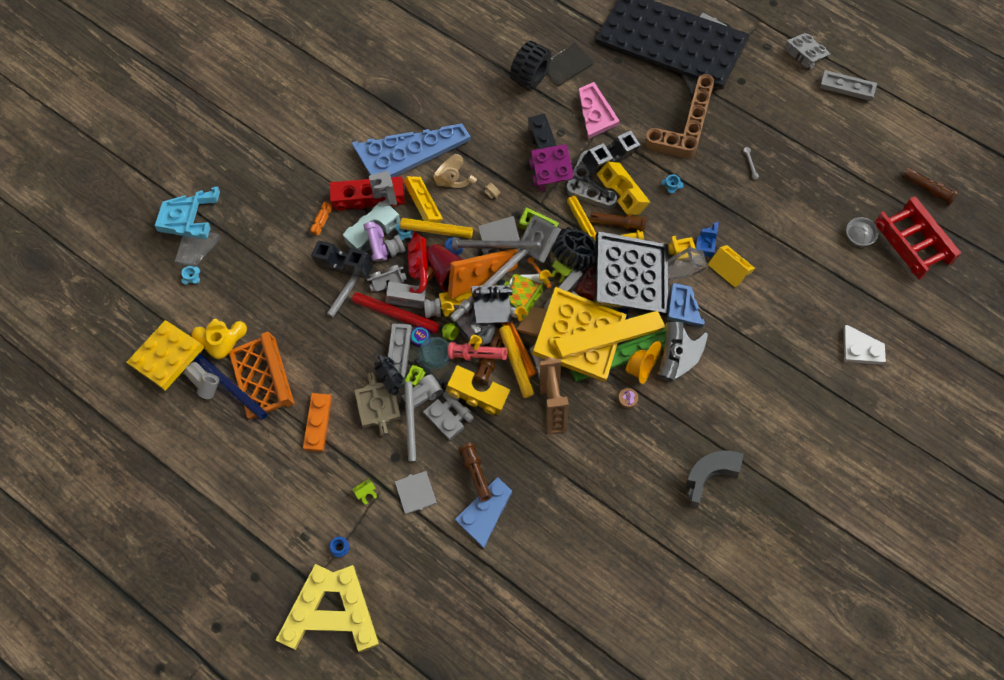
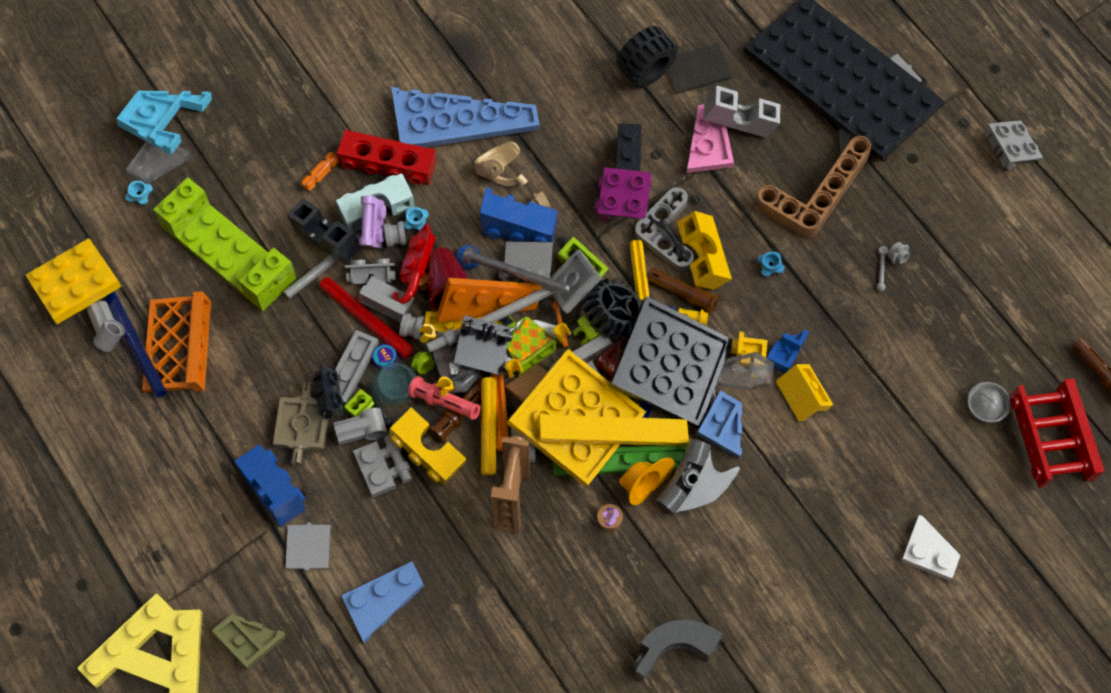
camera: 15 degrees right, 0 degrees up
(217, 338) = (142, 282): yellow head -> none
(269, 294) = (223, 246): none -> lime plate
(317, 422) = (222, 422): orange plate -> none
(336, 541) = (189, 575): blue plate -> none
(363, 489) = (247, 522): lime tile -> none
(372, 455) = (271, 484): none -> blue wedge
(383, 187) = (403, 155): light grey hinge -> none
(396, 575) = (246, 639): none -> olive wing
(410, 421) = (331, 458): light grey bar -> none
(422, 199) = (451, 187): yellow plate -> none
(437, 228) = (453, 227): yellow axle -> none
(473, 464) = (387, 535): reddish brown pin -> none
(480, 209) = (516, 221): none -> blue wedge
(616, 151) = (718, 199): black arch -> none
(625, 85) = (757, 119): none -> light grey arch
(759, 148) = (898, 253): none -> light grey plate
(848, 85) = (1047, 207): light grey plate -> none

